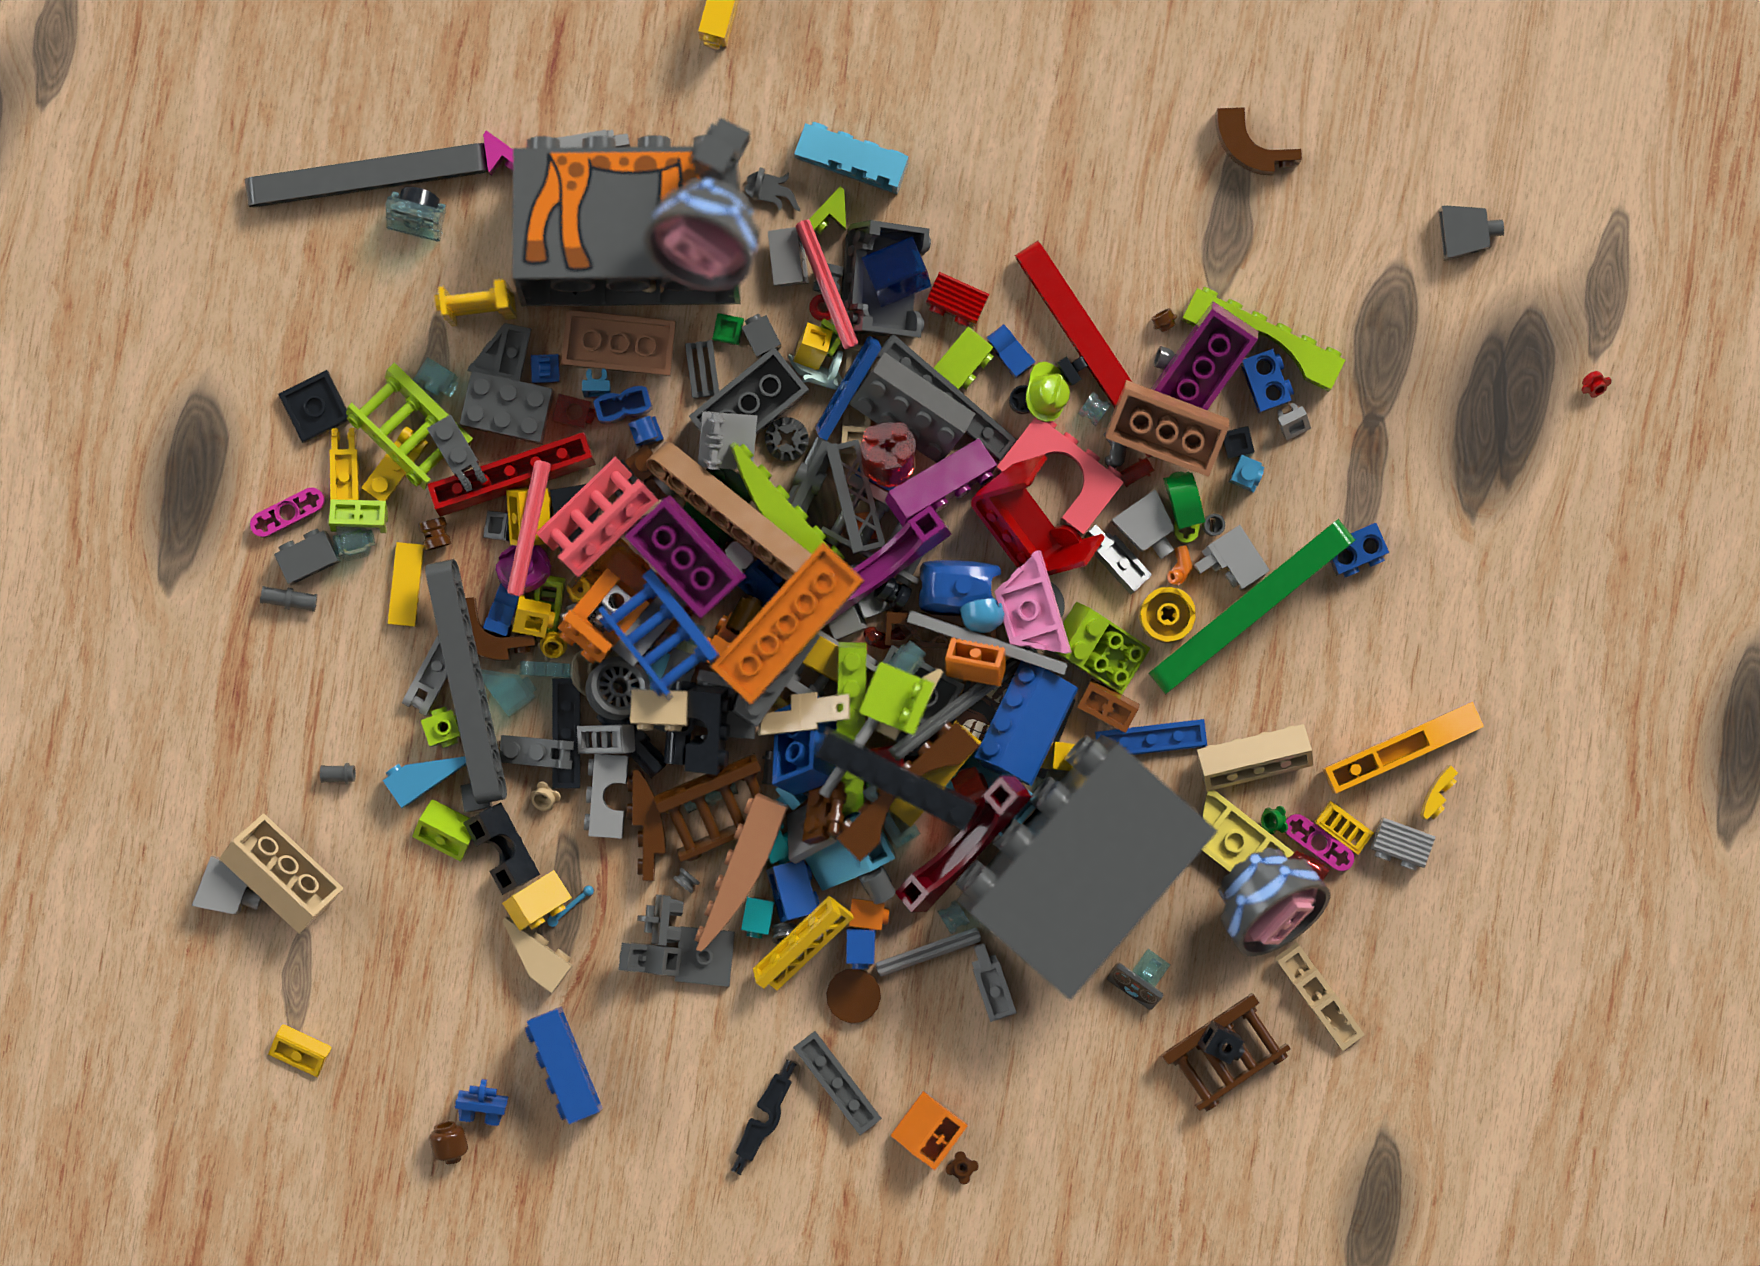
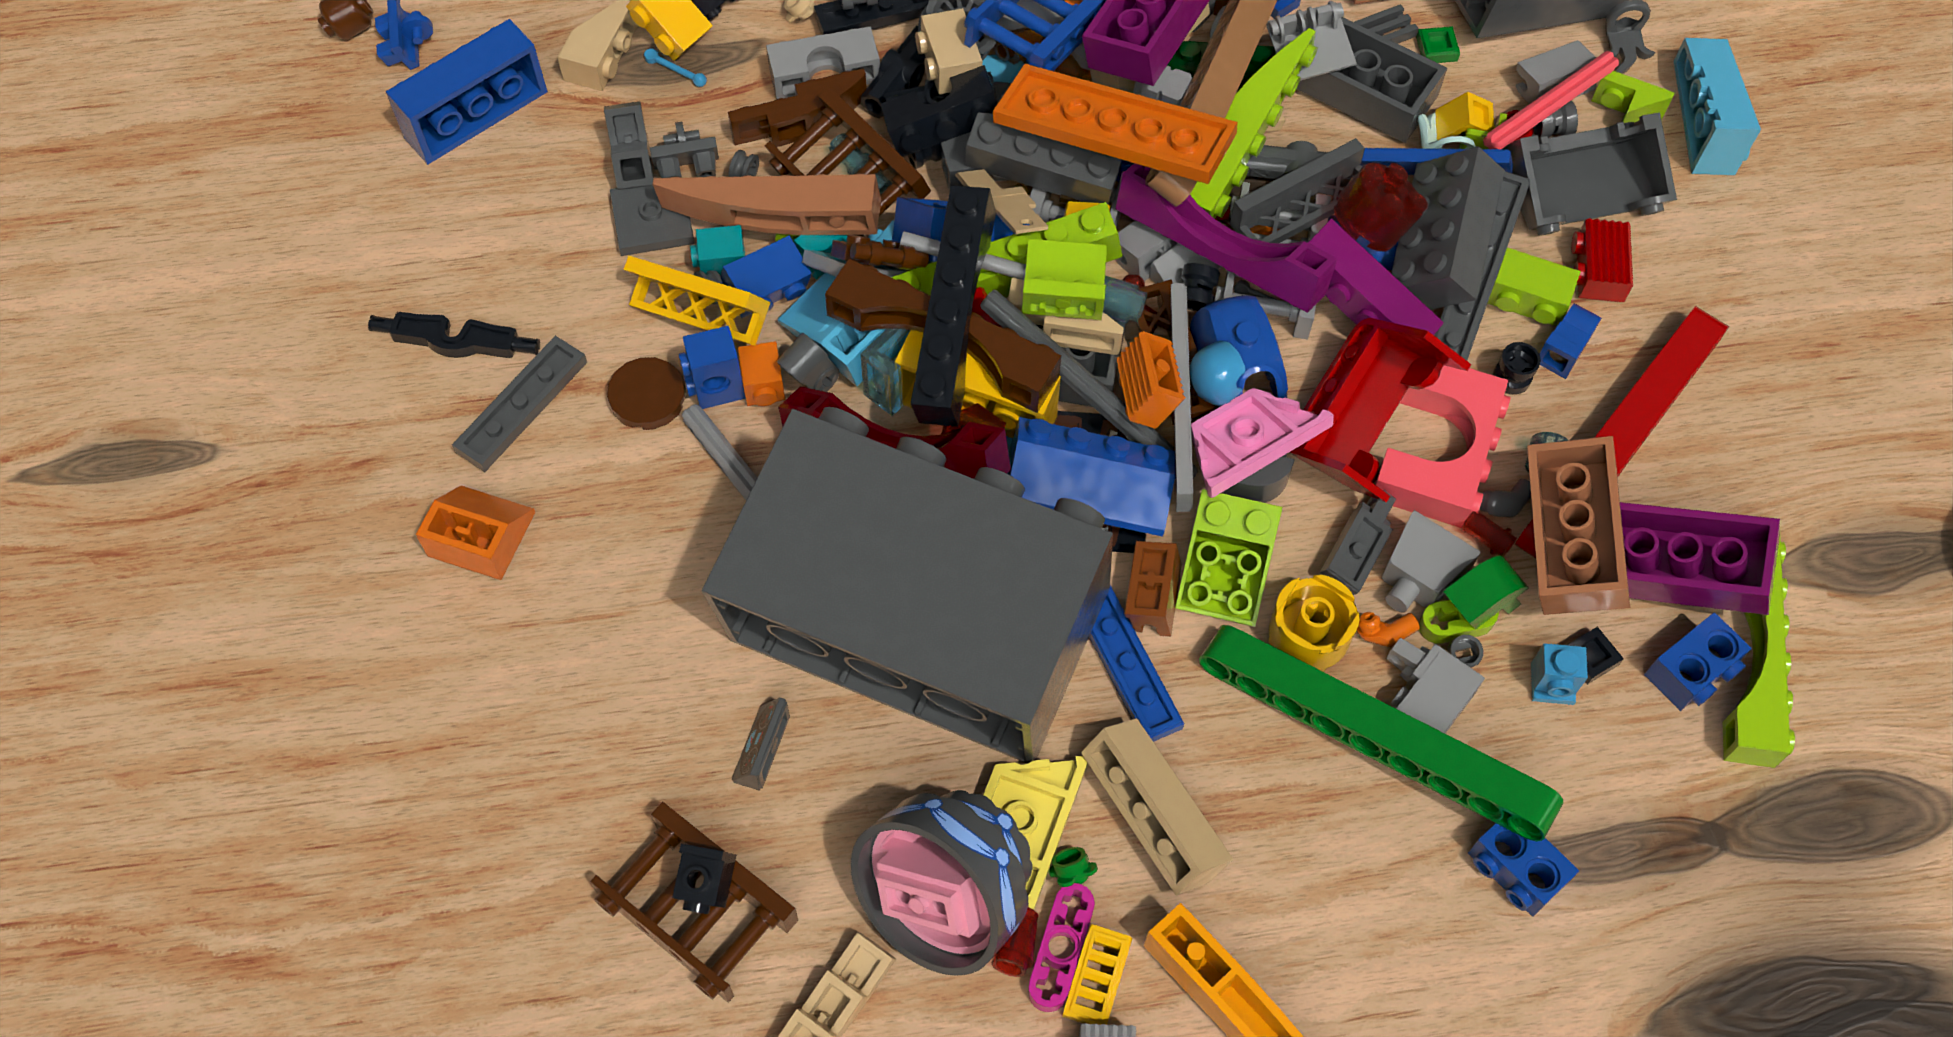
camera: 70 degrees right, 25 degrees down
(622, 738) = (893, 33): light grey slope -> none
(760, 335) = (1460, 70): dark grey brick -> none
(786, 451) = (1322, 128): dark grey gear -> none
(896, 271) = (1601, 179): clear blue slope -> none
(962, 1175) = (434, 599): reddish brown plate -> none
(992, 985) = (694, 559): light grey hinge -> none
(1046, 392) = (1541, 388): lime piece -> none
(1070, 369) = (1586, 413): black tile -> none
(1151, 967) = (794, 760): clear light blue tile -> none
(1164, 320) = (1709, 502): reddish brown plate -> none
(1293, 422) = (1660, 717): light grey tile -> none

